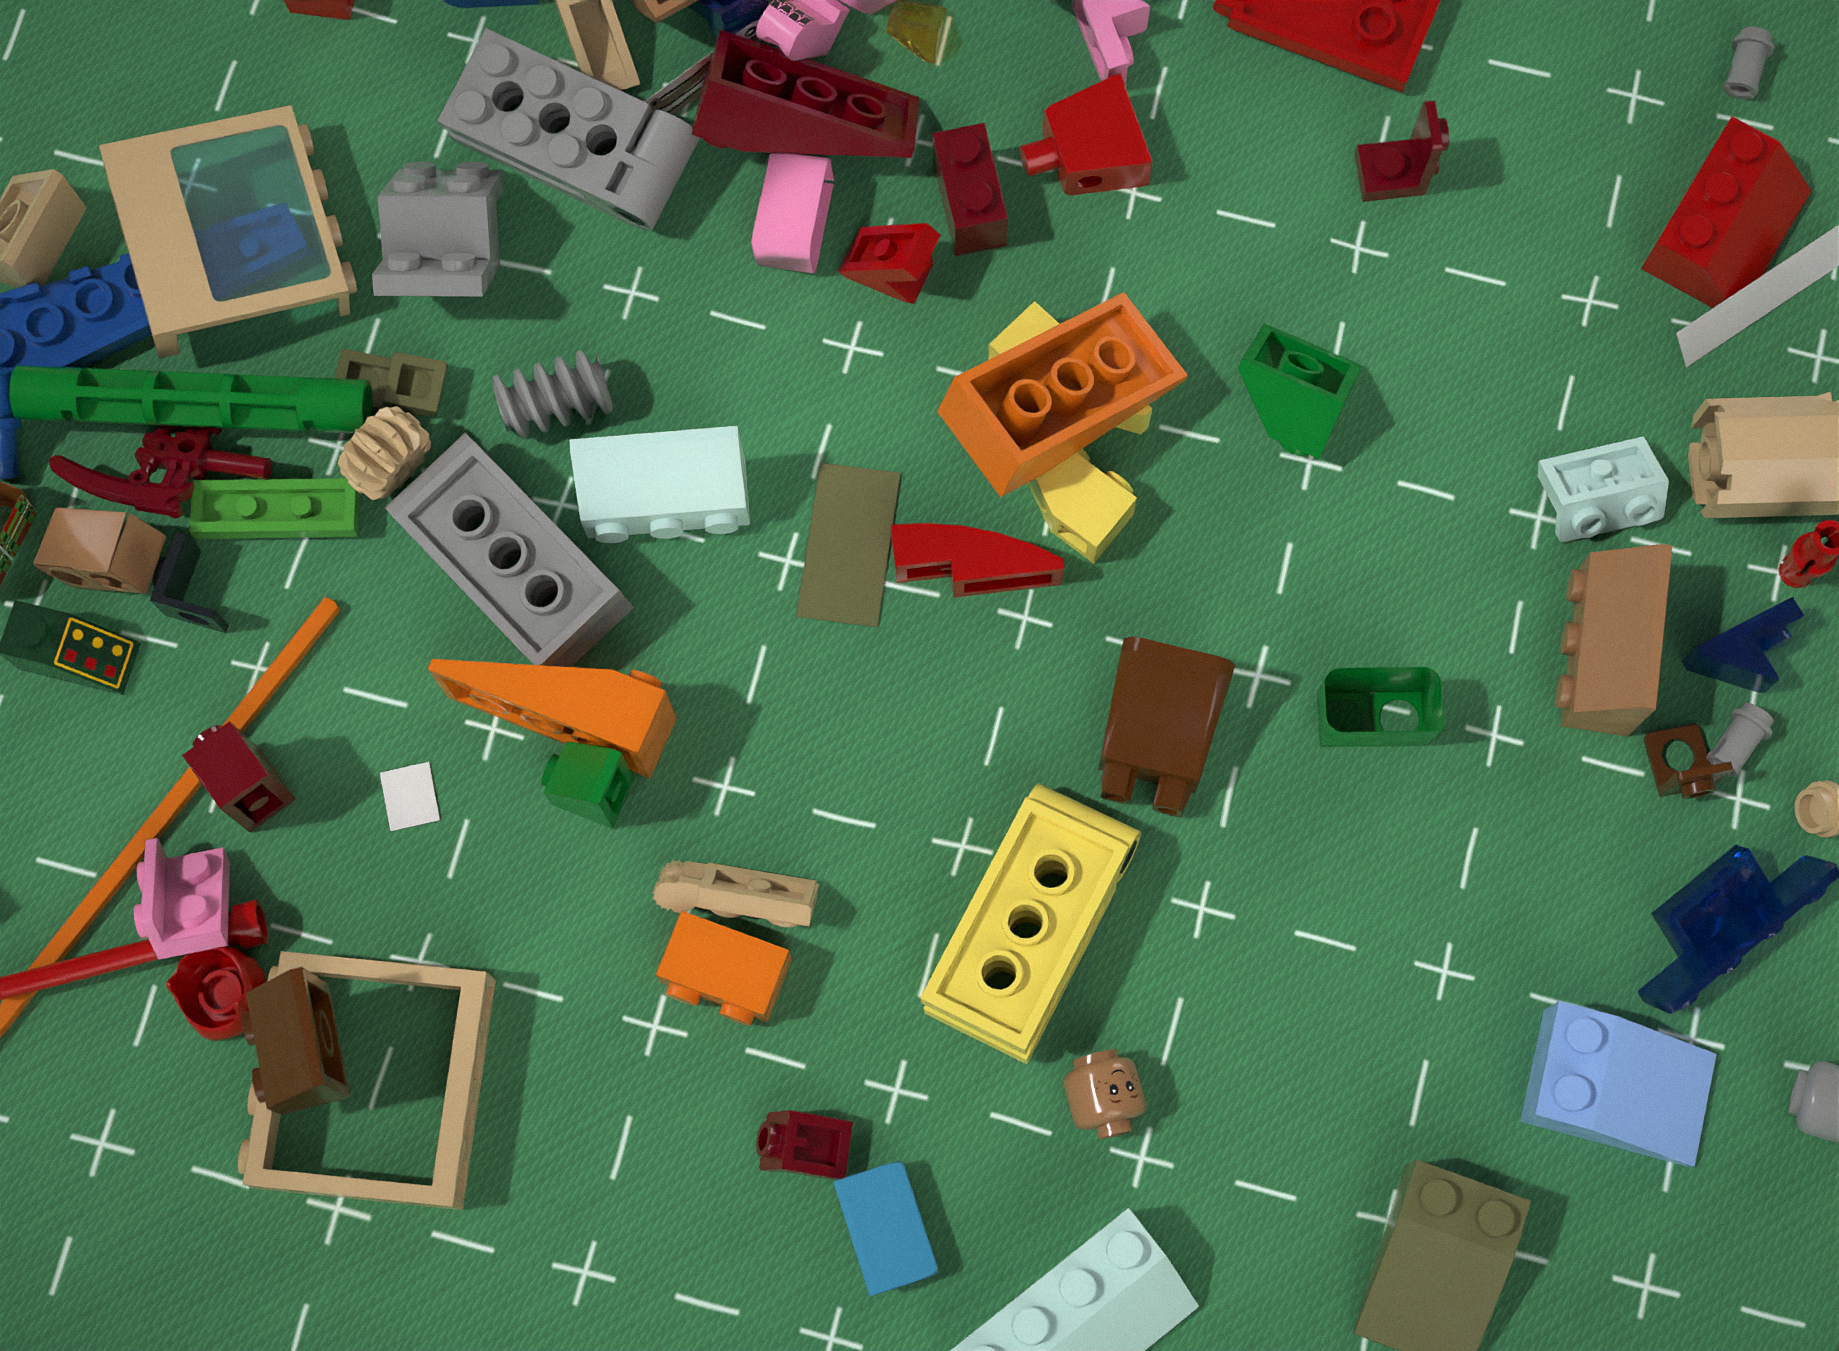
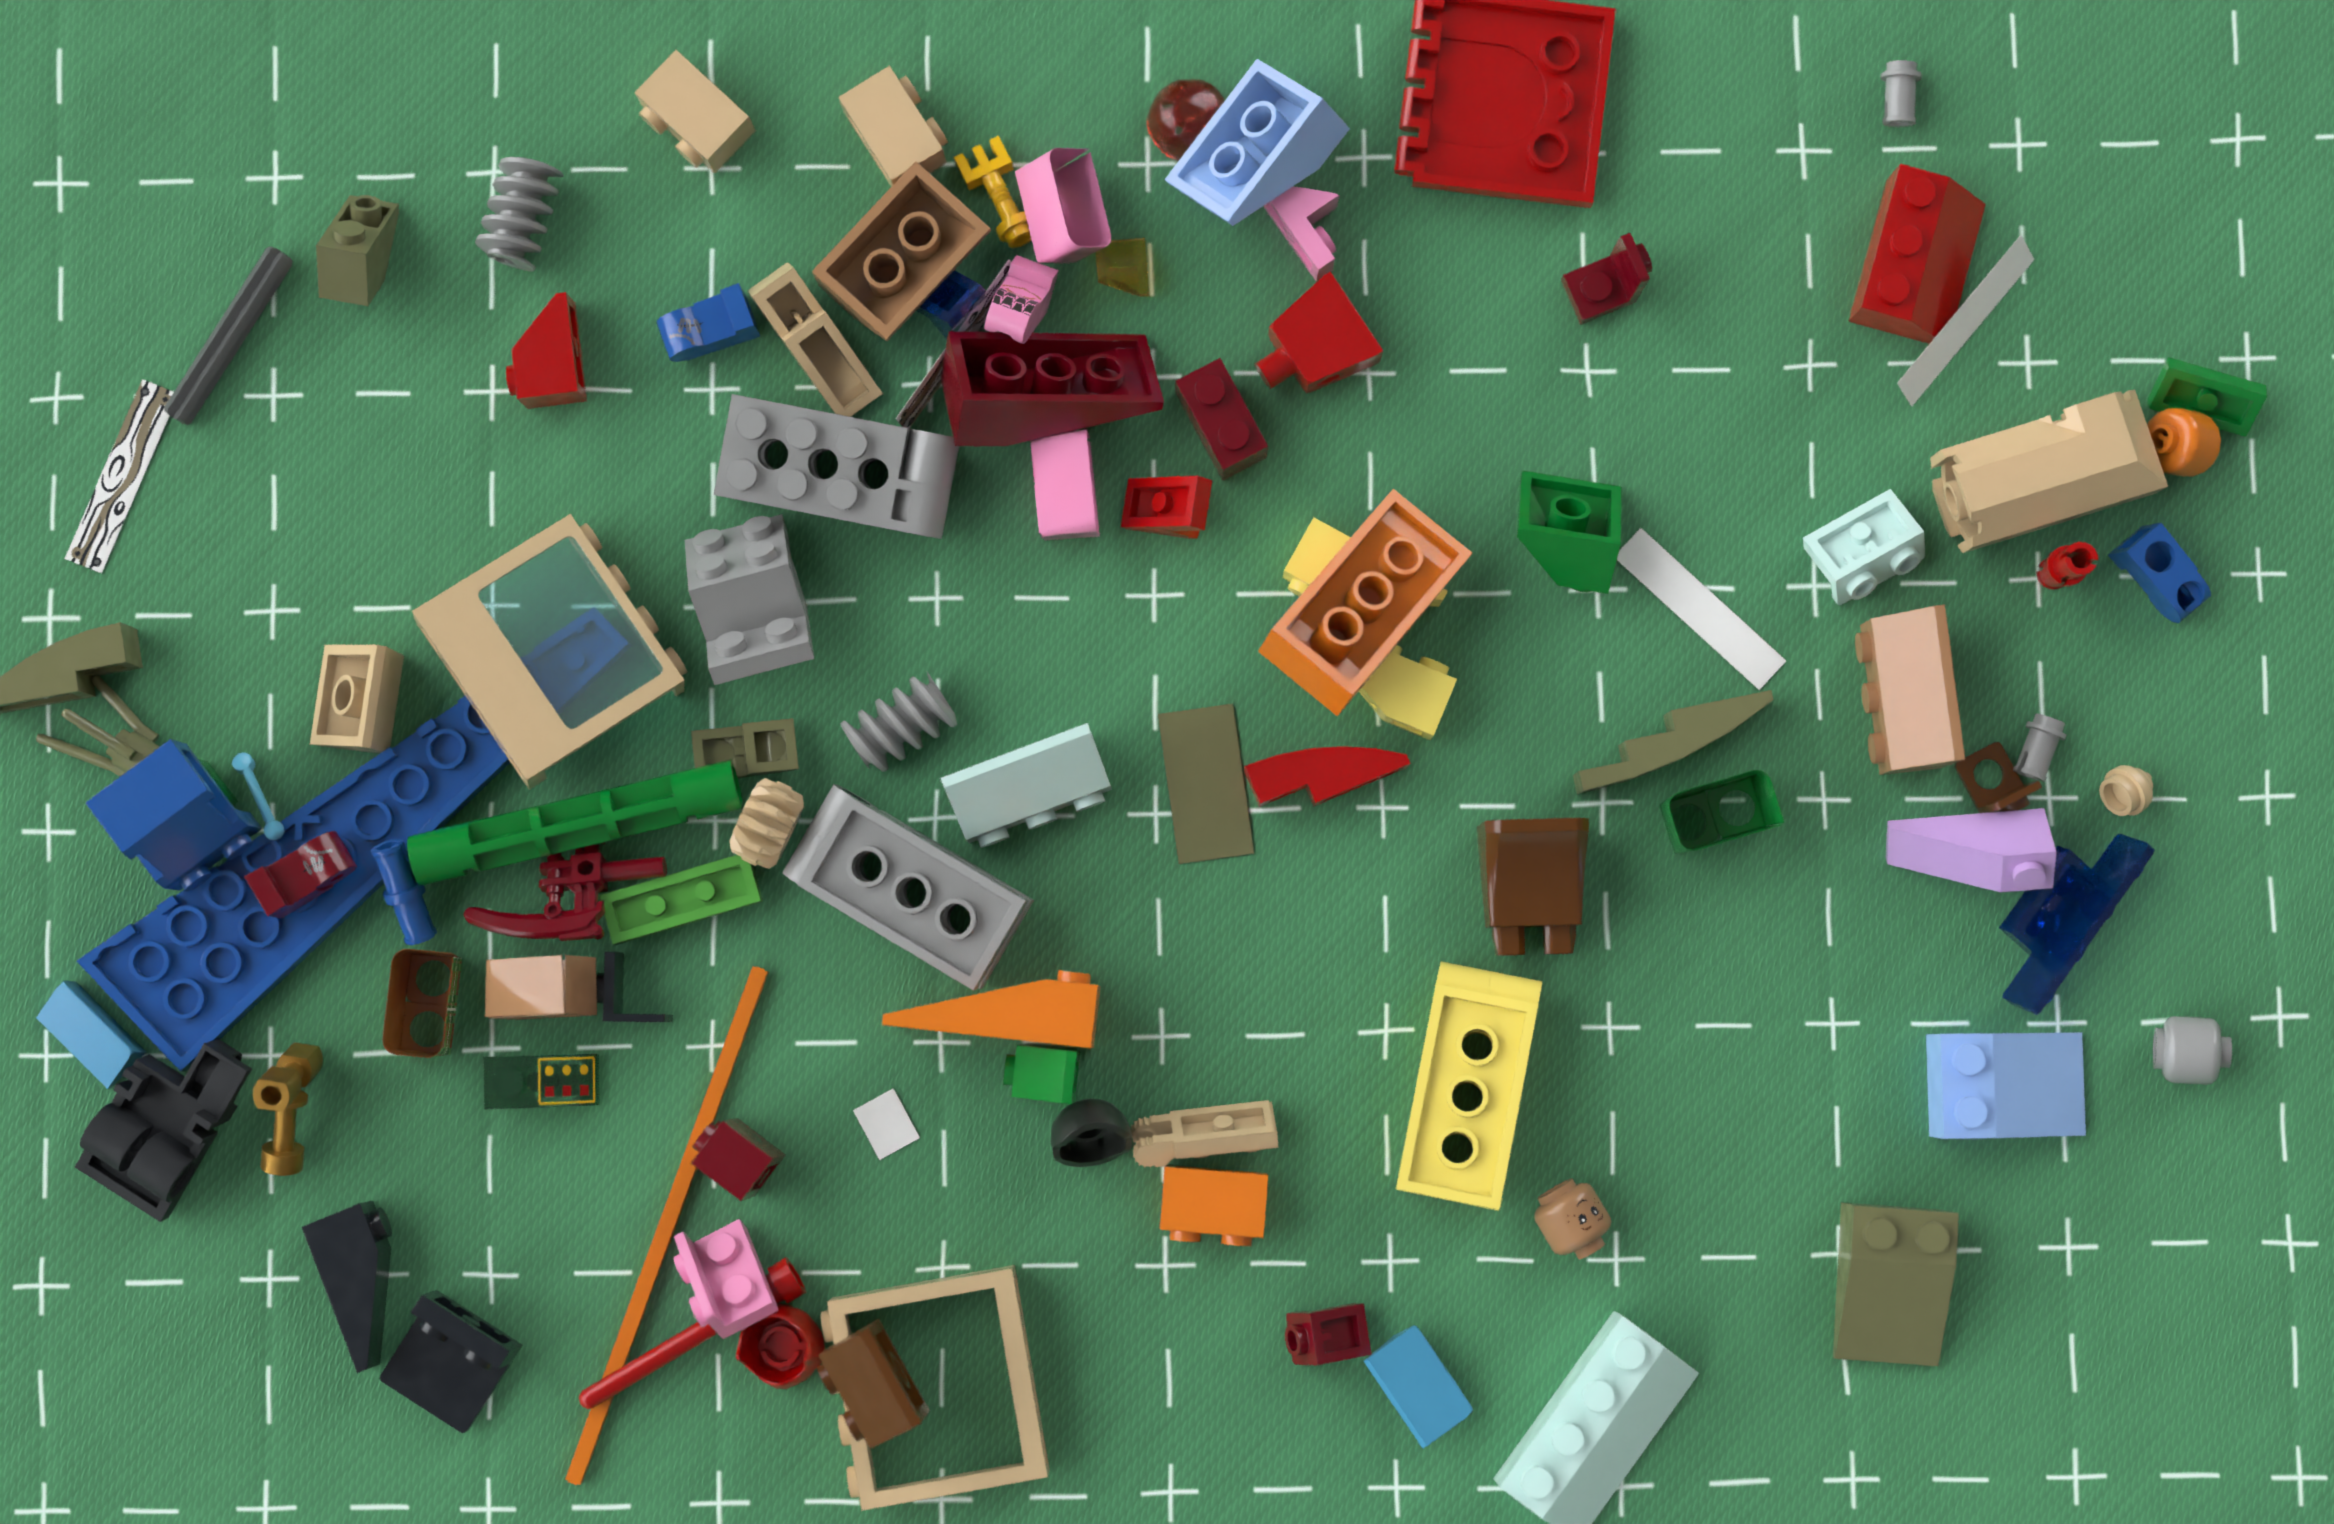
camera: 15 degrees left, 10 degrees up
(616, 846) = (1079, 1130): none -> pearl dark grey helmet
(1366, 623) = (1686, 733): none -> olive slope
(1413, 508) = (1700, 609): none -> white sticker
(1649, 821) = (1982, 849): none -> lavender slope
(1740, 652) = (2018, 670): clear blue slope -> none

